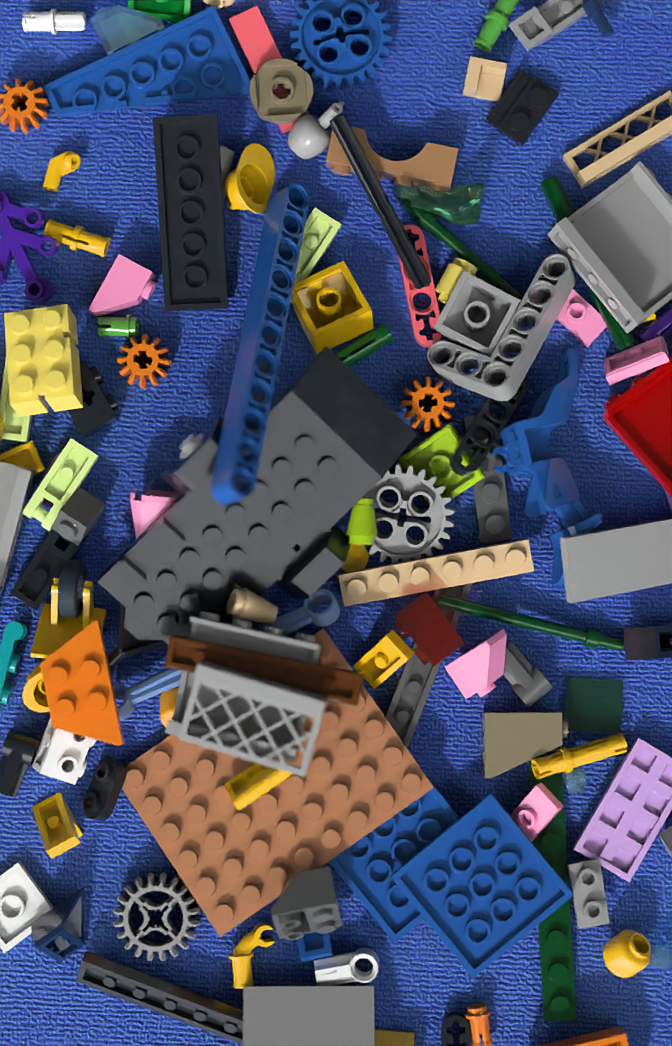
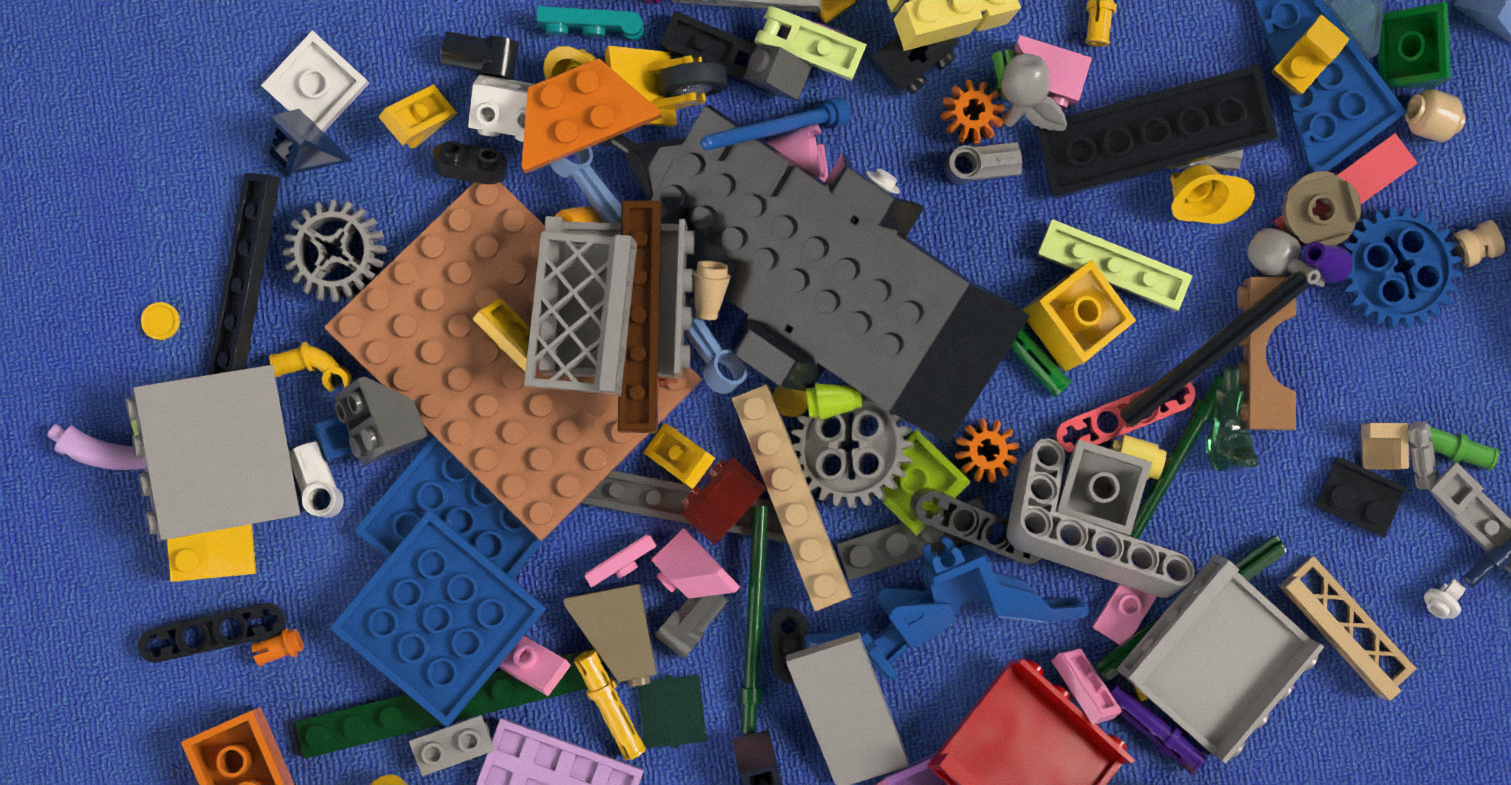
camera: 75 degrees right, 0 degrees up
(121, 479) = (830, 113): none -> blue piece
(133, 312) = (1027, 88): none -> light grey piece
(151, 74) = (1310, 55): none -> yellow slope
(188, 358) = (986, 162): none -> light grey piece
(260, 346) = (1016, 239): blue beam -> none
(325, 92) = (1331, 261): none -> dark purple cone
(463, 724) = (622, 562): none -> bright pink plate
(498, 50) = (1422, 454): none -> light grey axle
(555, 600) = (784, 643): none -> black plate
(576, 780) = (580, 706): clear light blue plate -> none
(619, 57) = (1443, 601): none -> white plate

